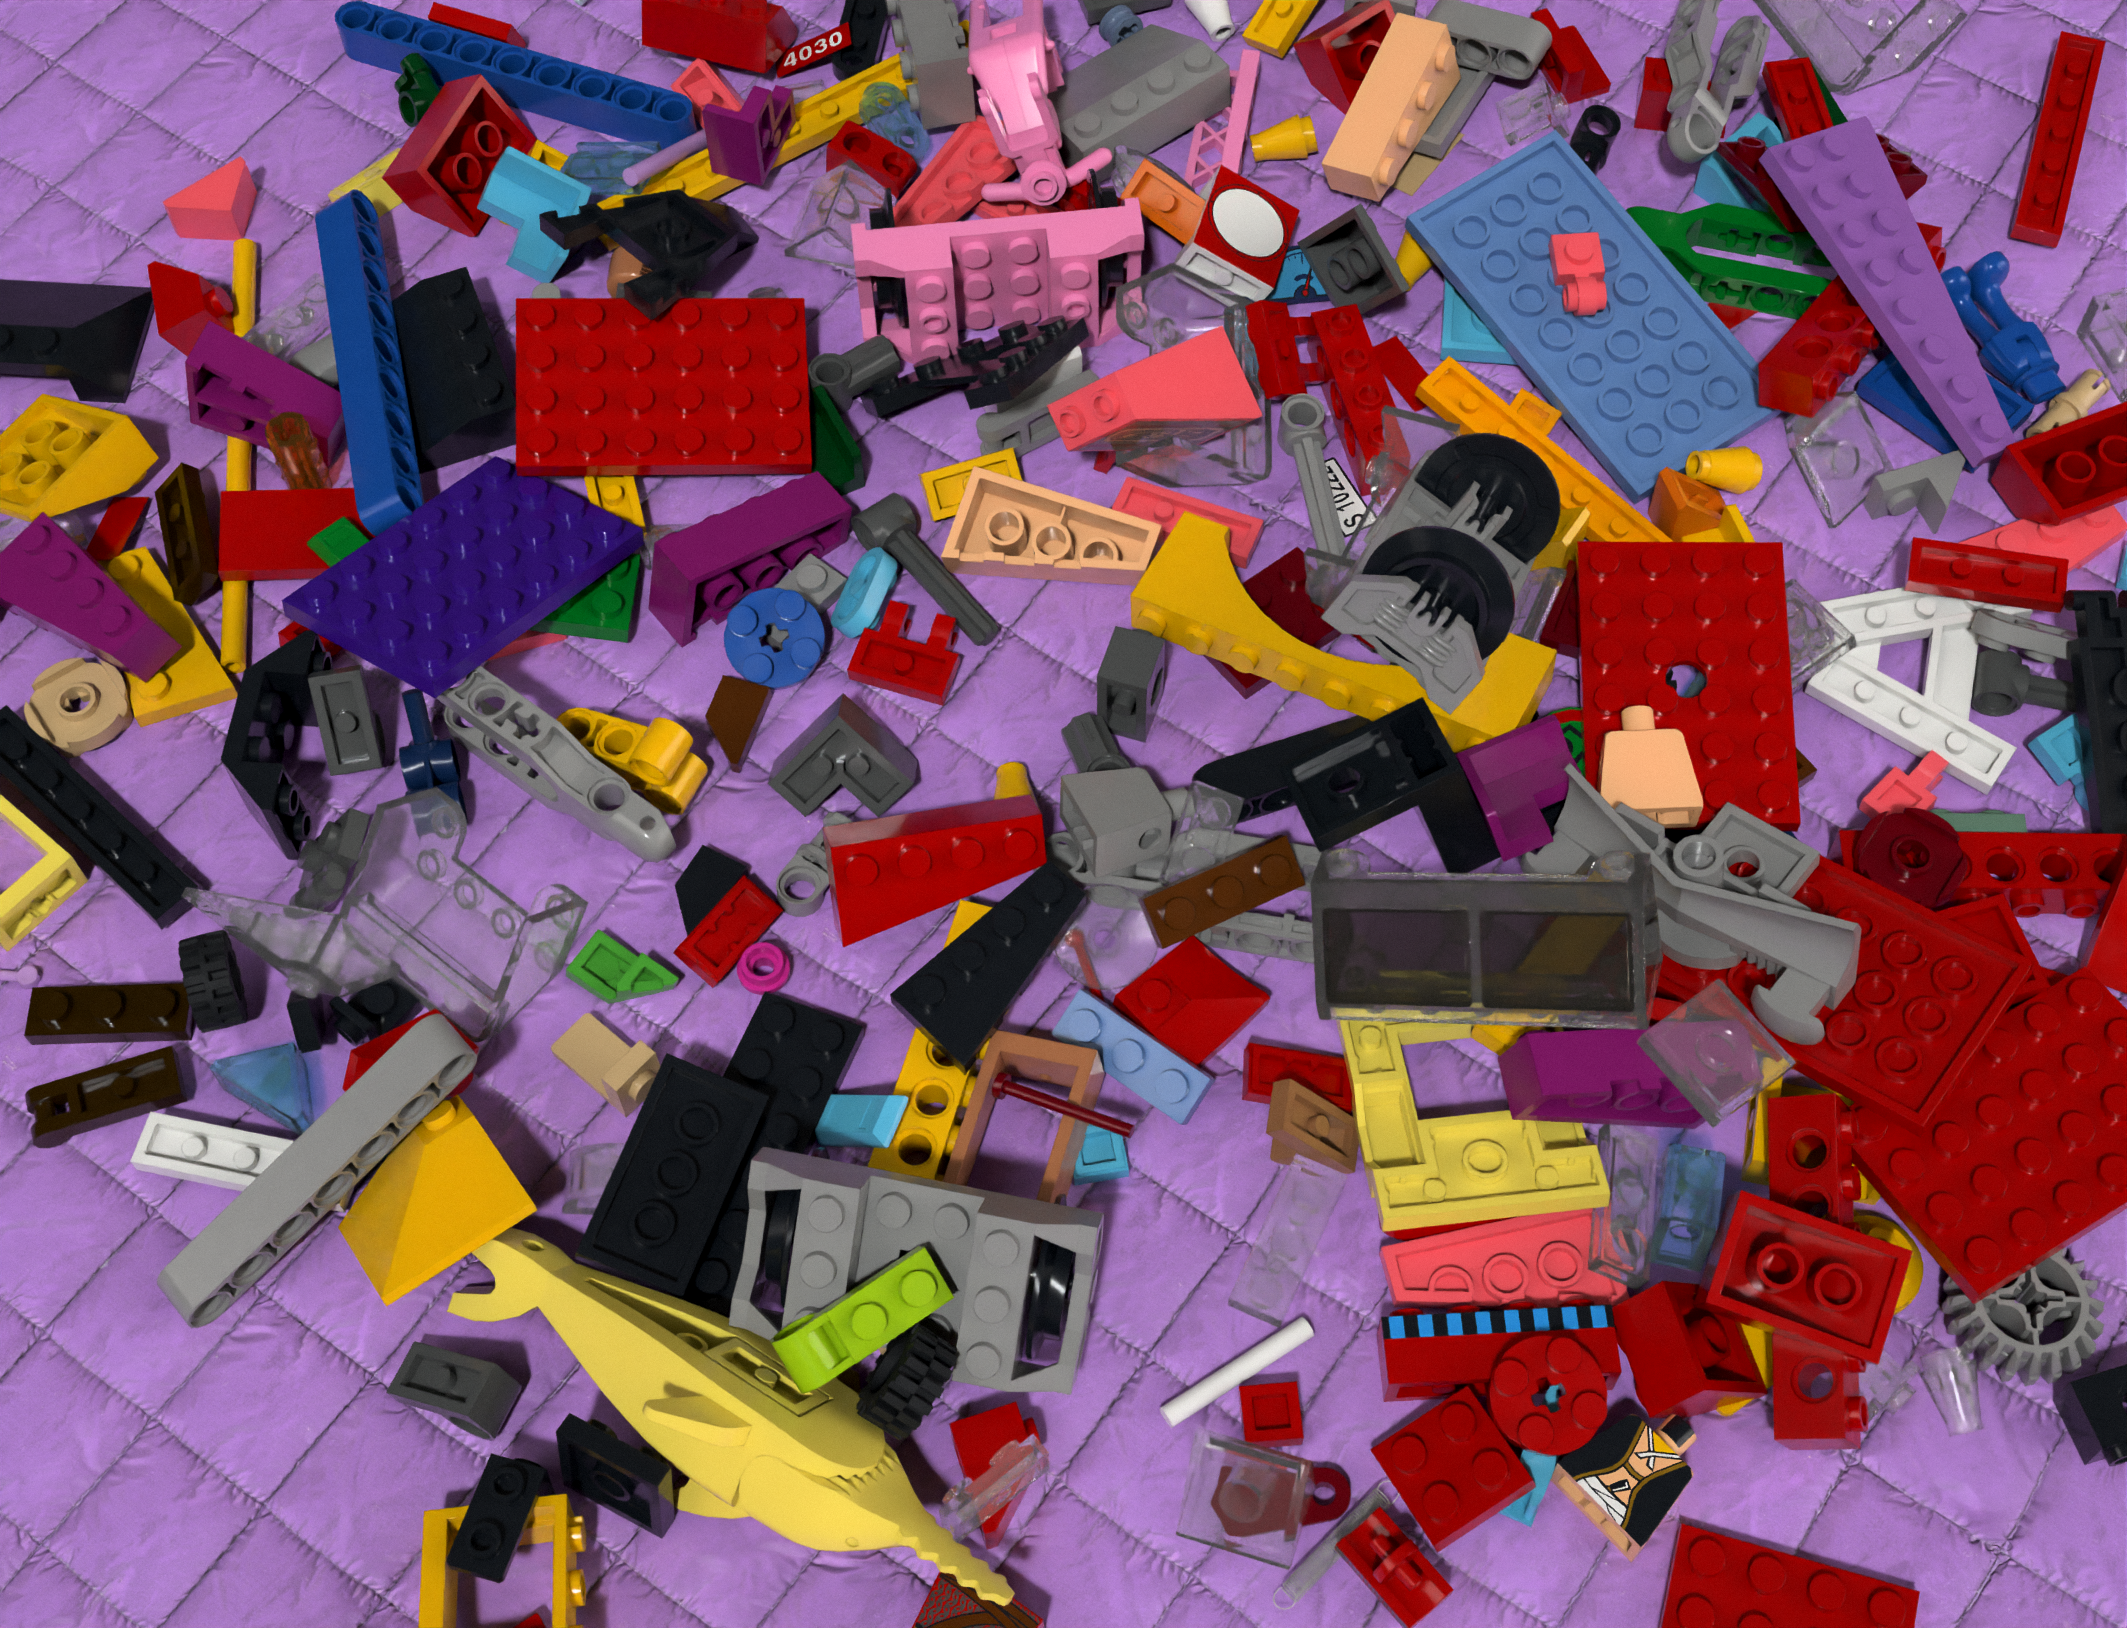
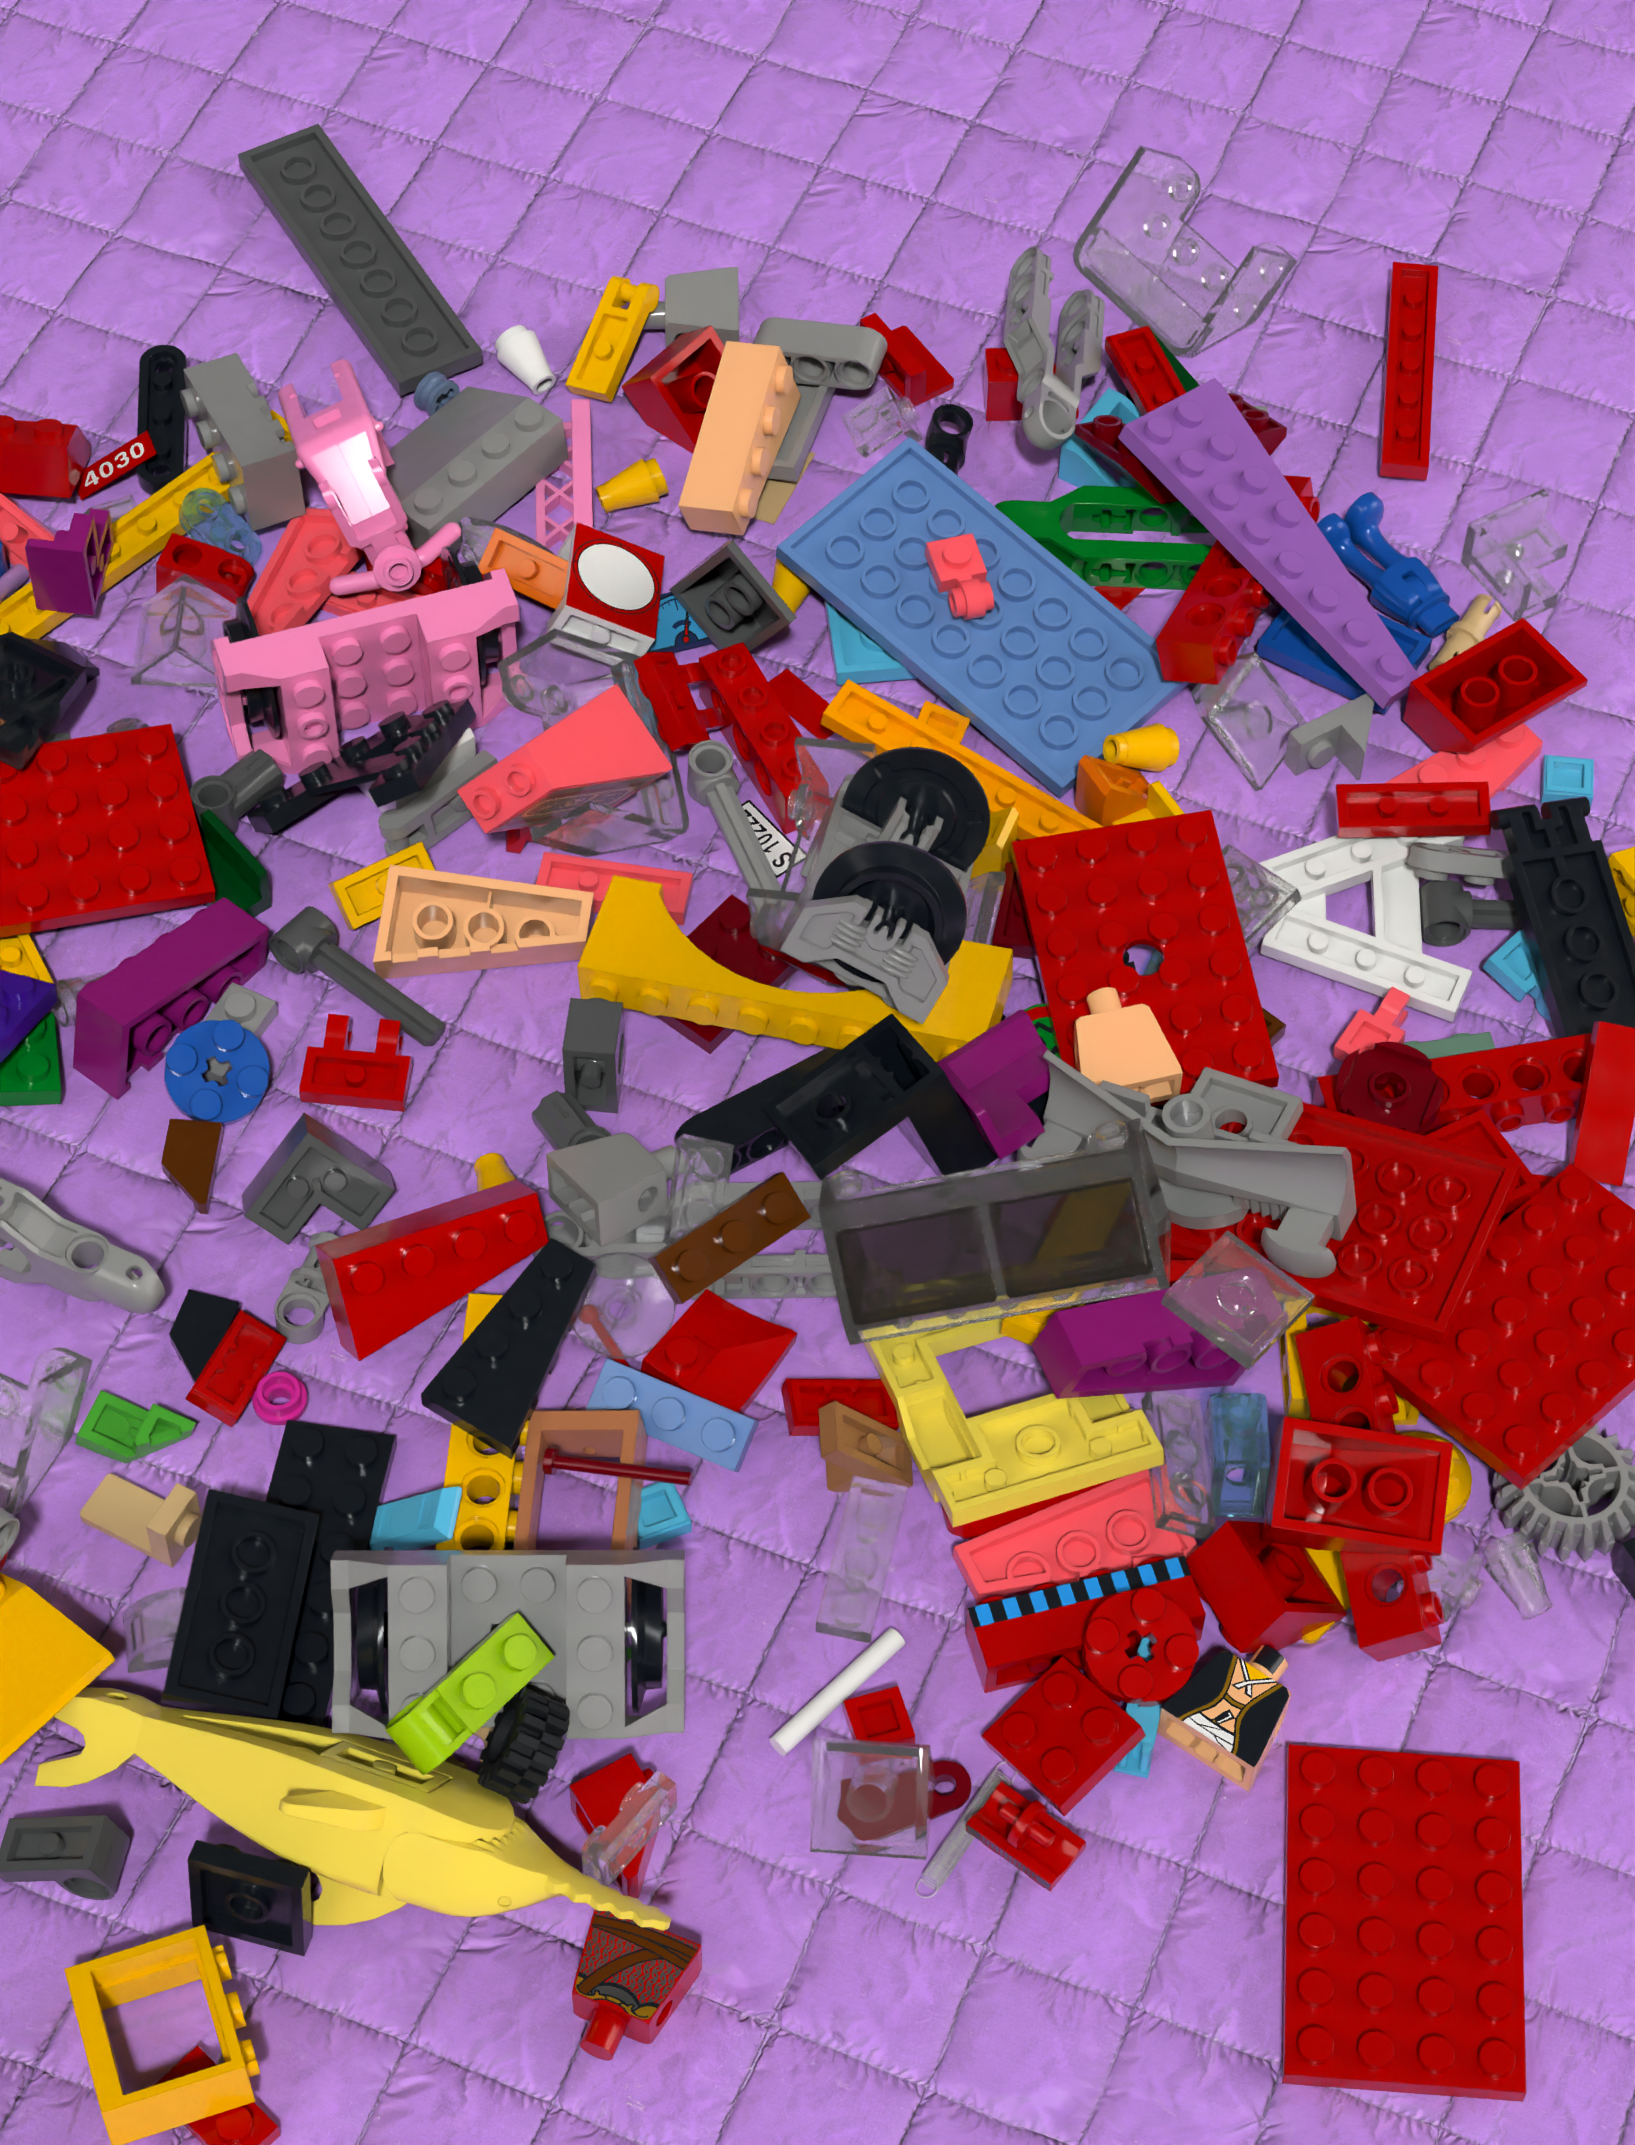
camera: 15 degrees left, 5 degrees down
(498, 1517) = (142, 1958): black bracket -> none
(648, 758) = (118, 1208): yellow piece -> none
(864, 593) = (298, 1012): medium azure plate -> none

